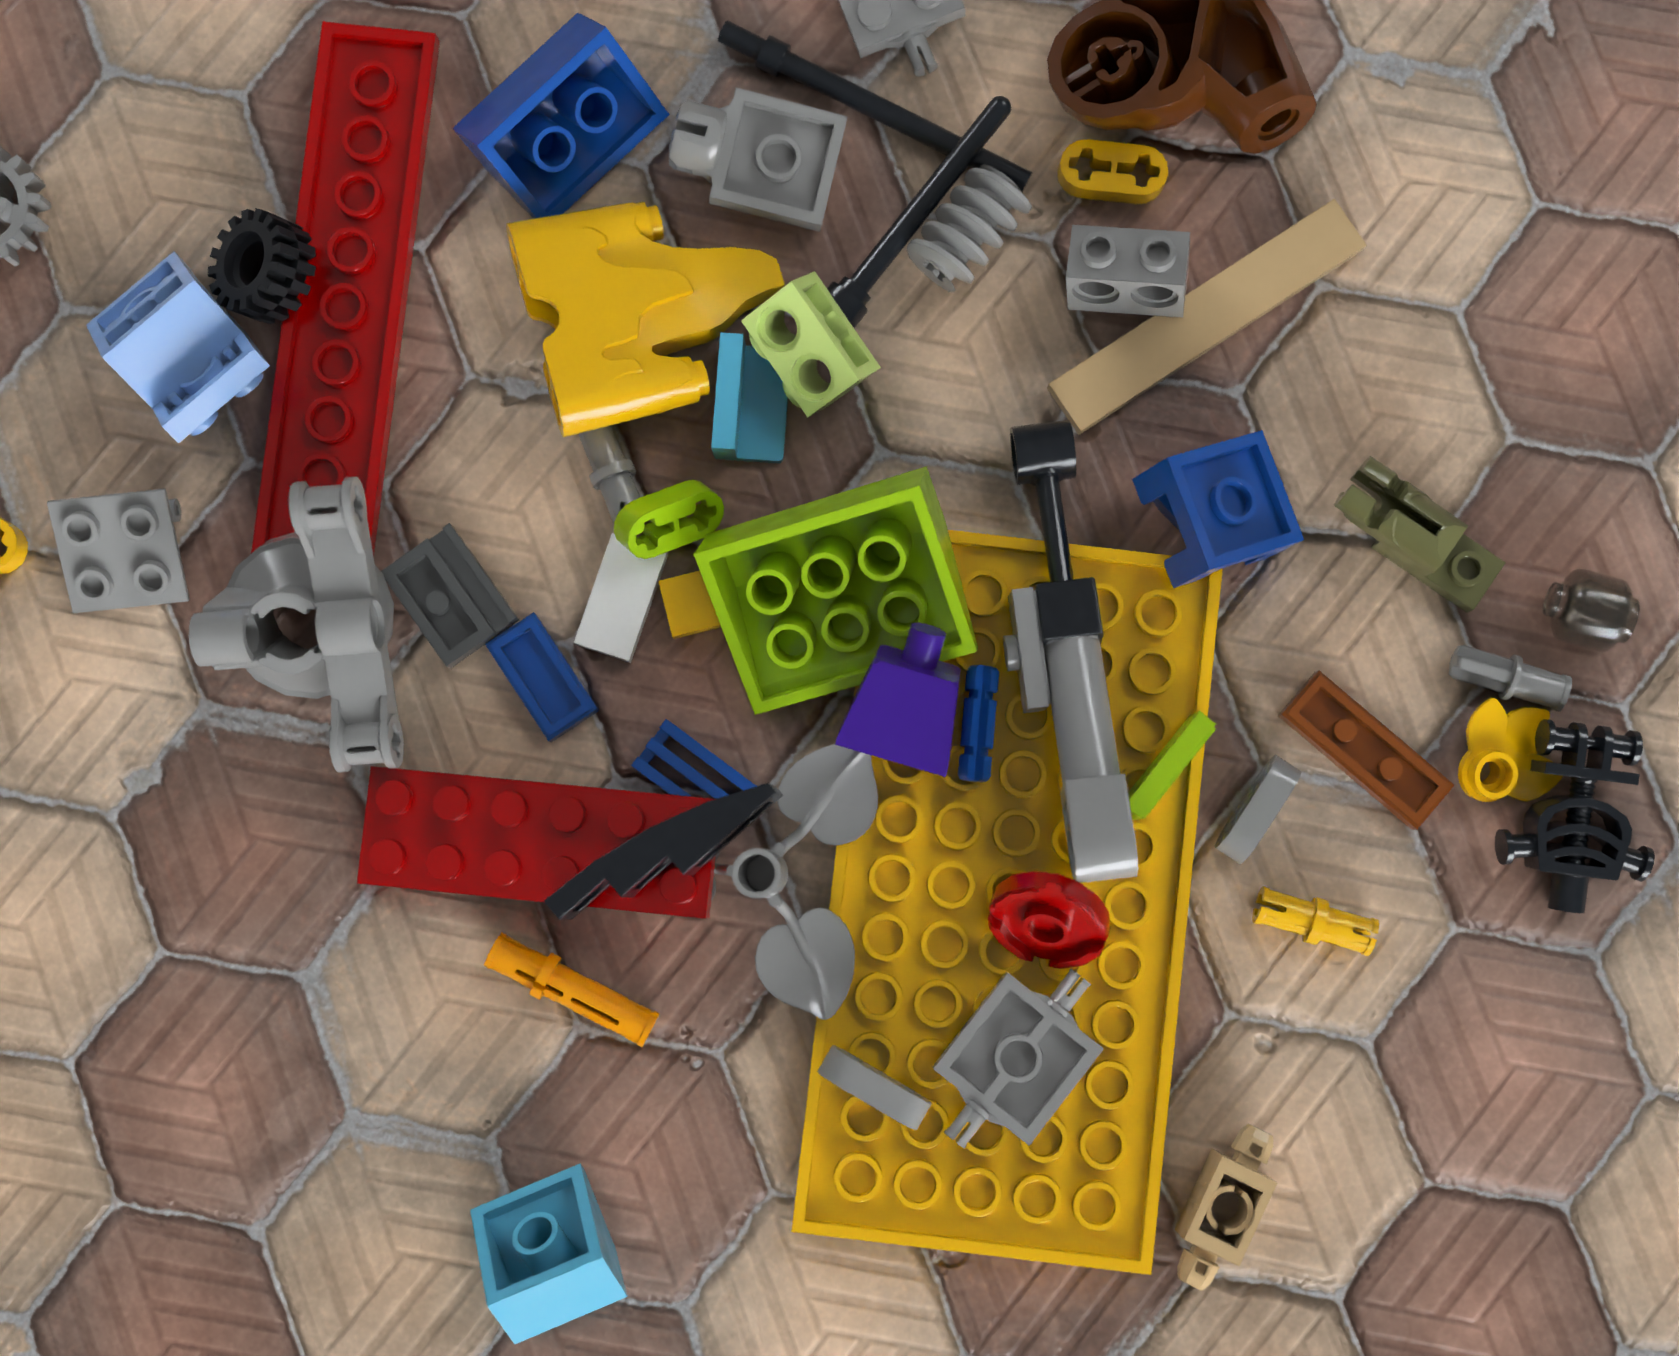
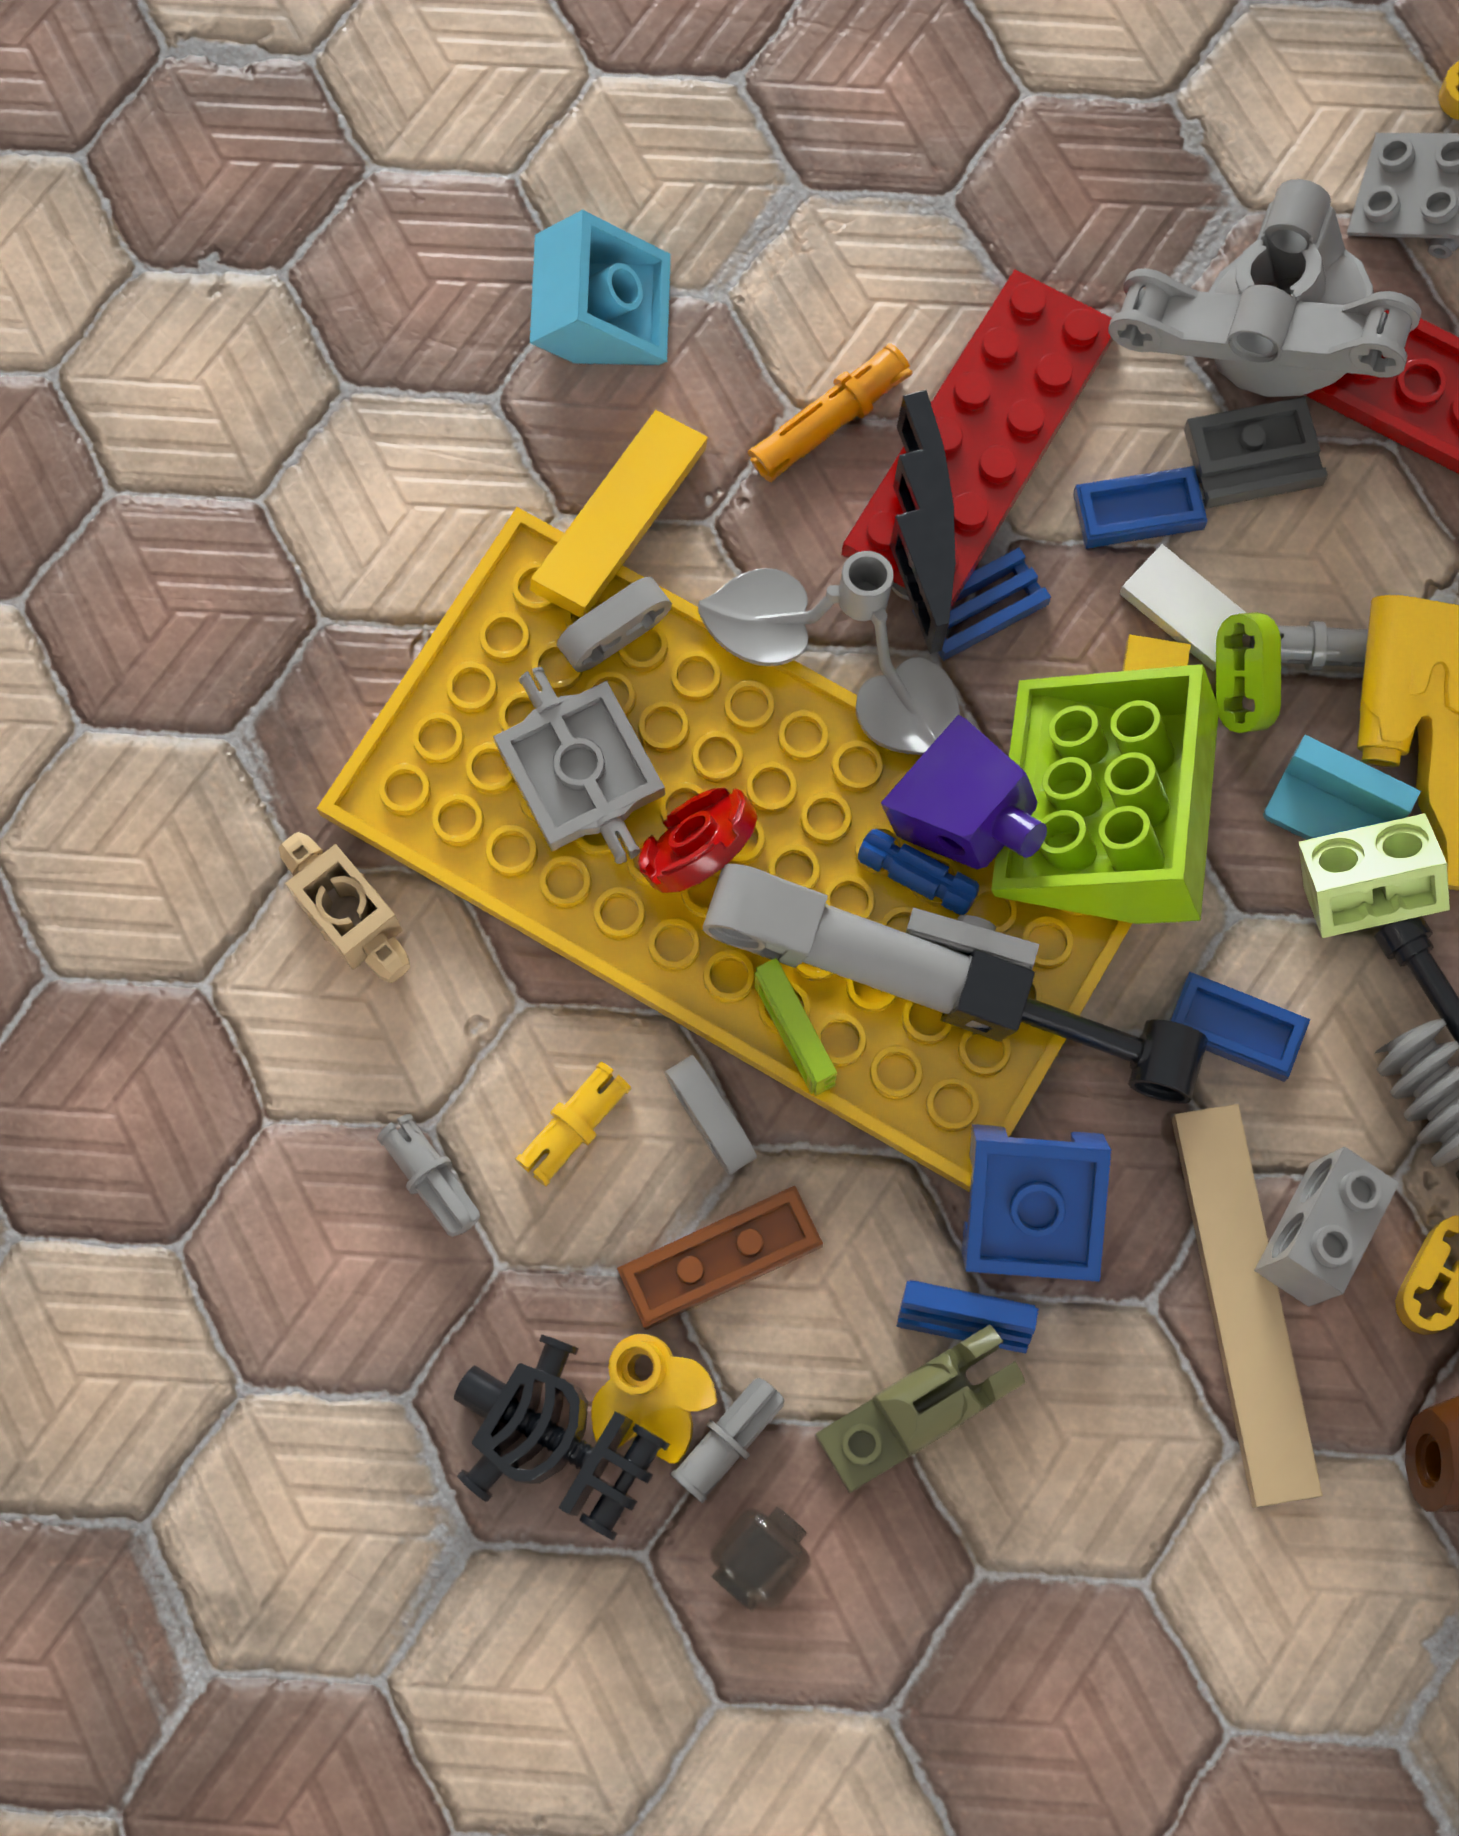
camera: 115 degrees right, 10 degrees down
(759, 1134) = (618, 514): none -> yellow tile
(979, 411) = (1241, 1026): none -> blue tile
(1326, 528) = (964, 1313): none -> blue tile
(1417, 1019) = (429, 1176): none -> light grey axle

